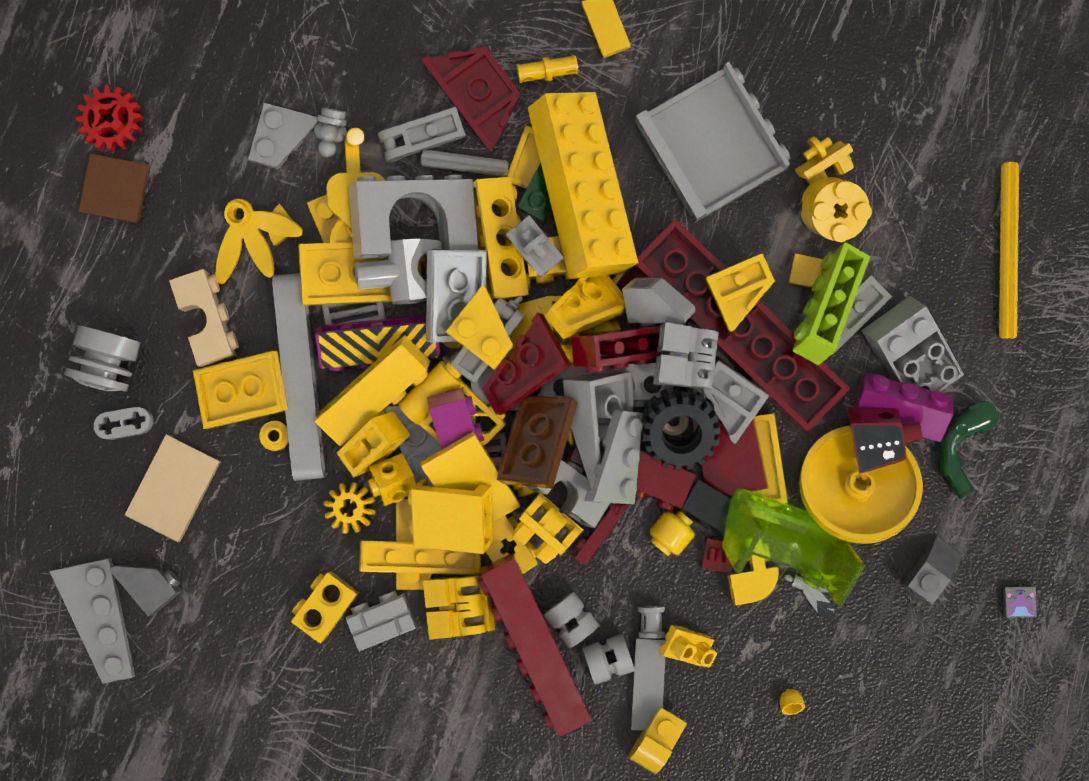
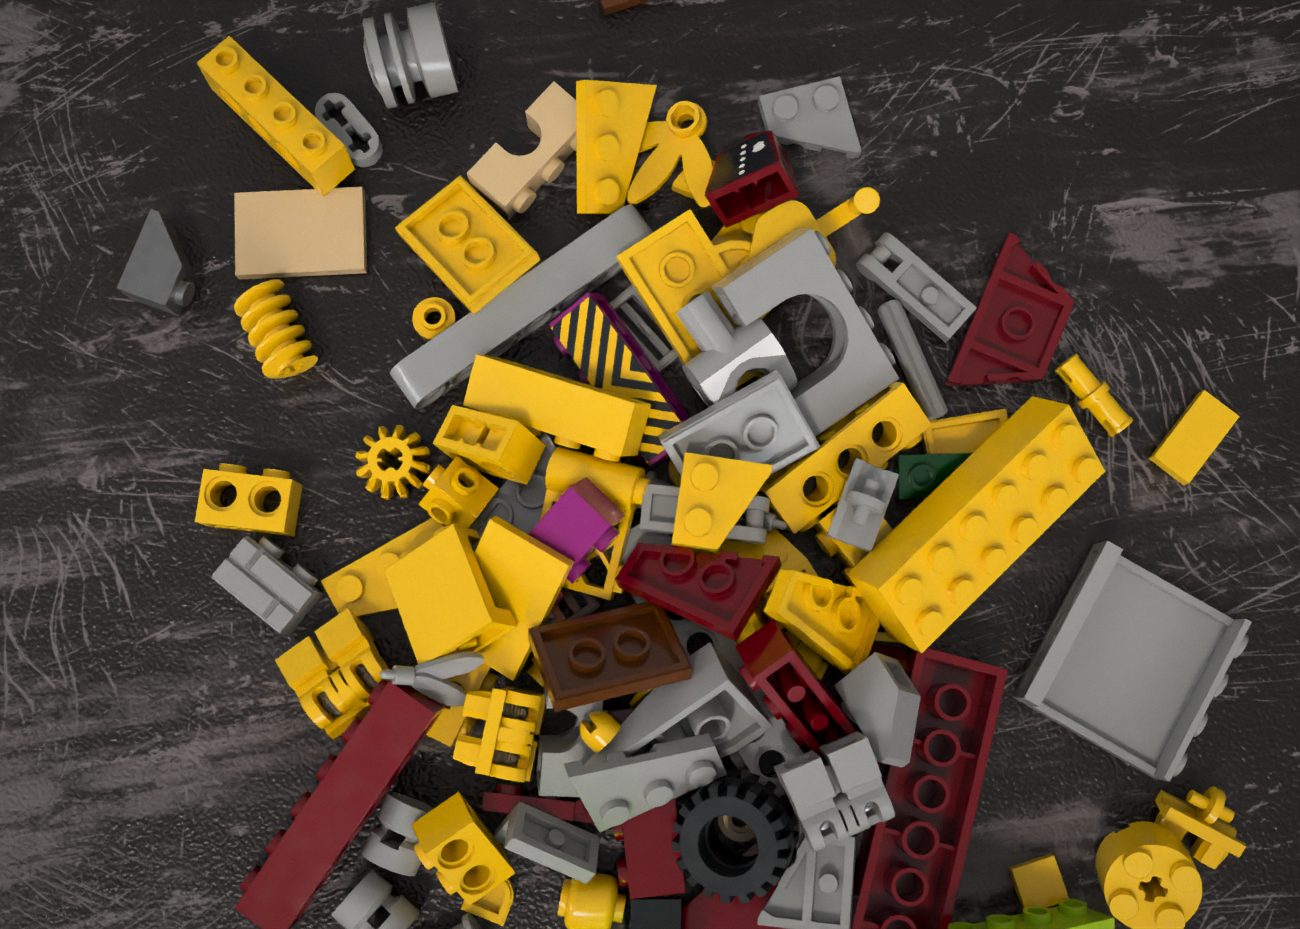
camera: 55 degrees right, 5 degrees down
(92, 462) = (276, 116): none -> yellow brick
(97, 613) = (89, 232): light grey wing -> none
(226, 268) = (608, 141): none -> yellow wing
(227, 536) = (271, 331): none -> yellow piece
(299, 195) = (751, 179): none -> dark red torso
(330, 129) = (853, 173): light grey piece -> none
(406, 558) = (363, 567): yellow tile -> none
(492, 550) = (431, 676): none -> light grey piece
(578, 470) = (601, 732): none -> yellow hinge
(600, 588) = (461, 850): none -> yellow brick
(623, 536) = (549, 842): none -> light grey panel
(636, 589) = (495, 904): none -> yellow tile
(740, 288) = (969, 811): yellow wing -> none

